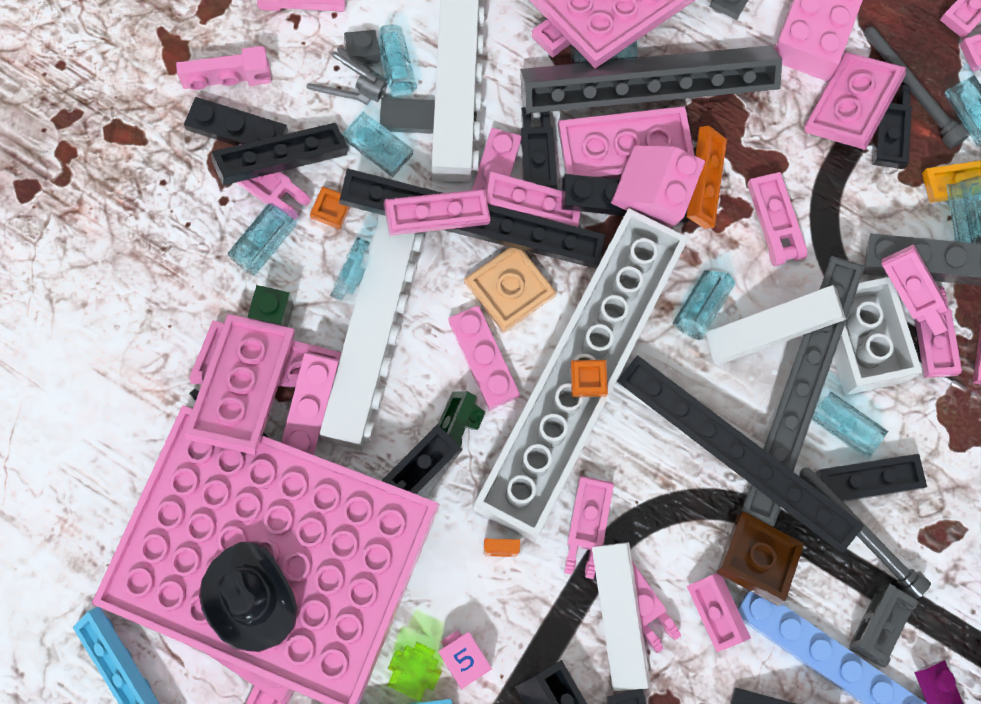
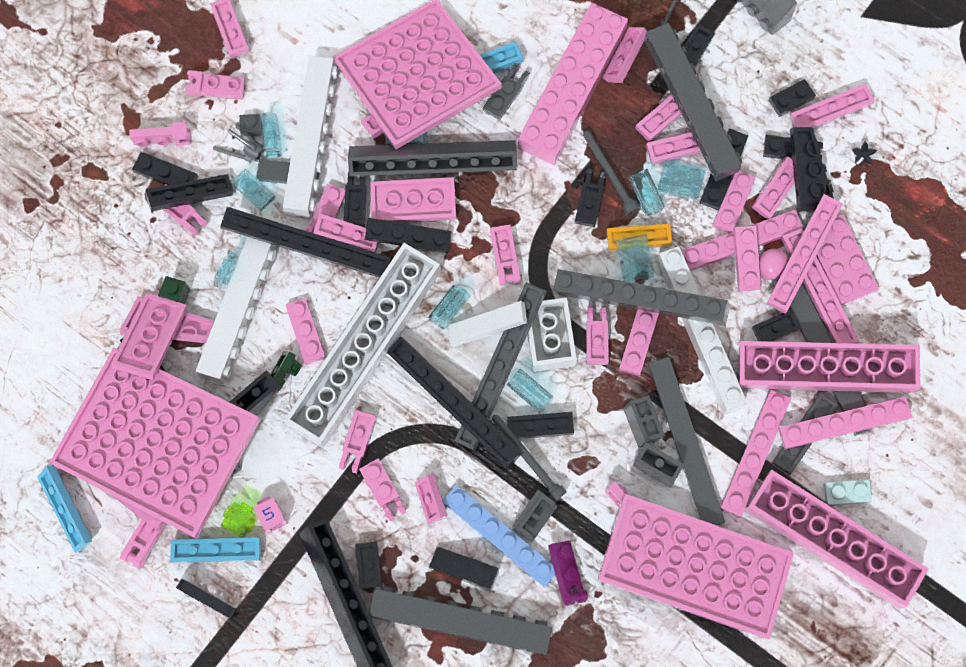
camera: 15 degrees right, 0 degrees up
(248, 598) = (140, 465): black hat -> none
(261, 239) = (173, 246): clear light blue brick -> none
(309, 402) = (191, 351): bright pink plate -> none
(328, 210) = (215, 231): orange tile -> none
(436, 212) = (281, 237): bright pink tile -> none
(501, 547) = (301, 449): orange tile -> none
(510, 288) = (327, 288): light nougat tile -> none
(588, 378) = (363, 348): orange tile -> none
(621, 617) = (369, 496): white tile -> none
(658, 183) = (425, 228): bright pink slope -> none
(704, 201) = (462, 225): orange tile -> none
(760, 558) = (460, 468): reddish brown plate -> none
(855, 100) = (567, 180): bright pink tile -> none
(917, 288) = (581, 306): bright pink hinge -> none

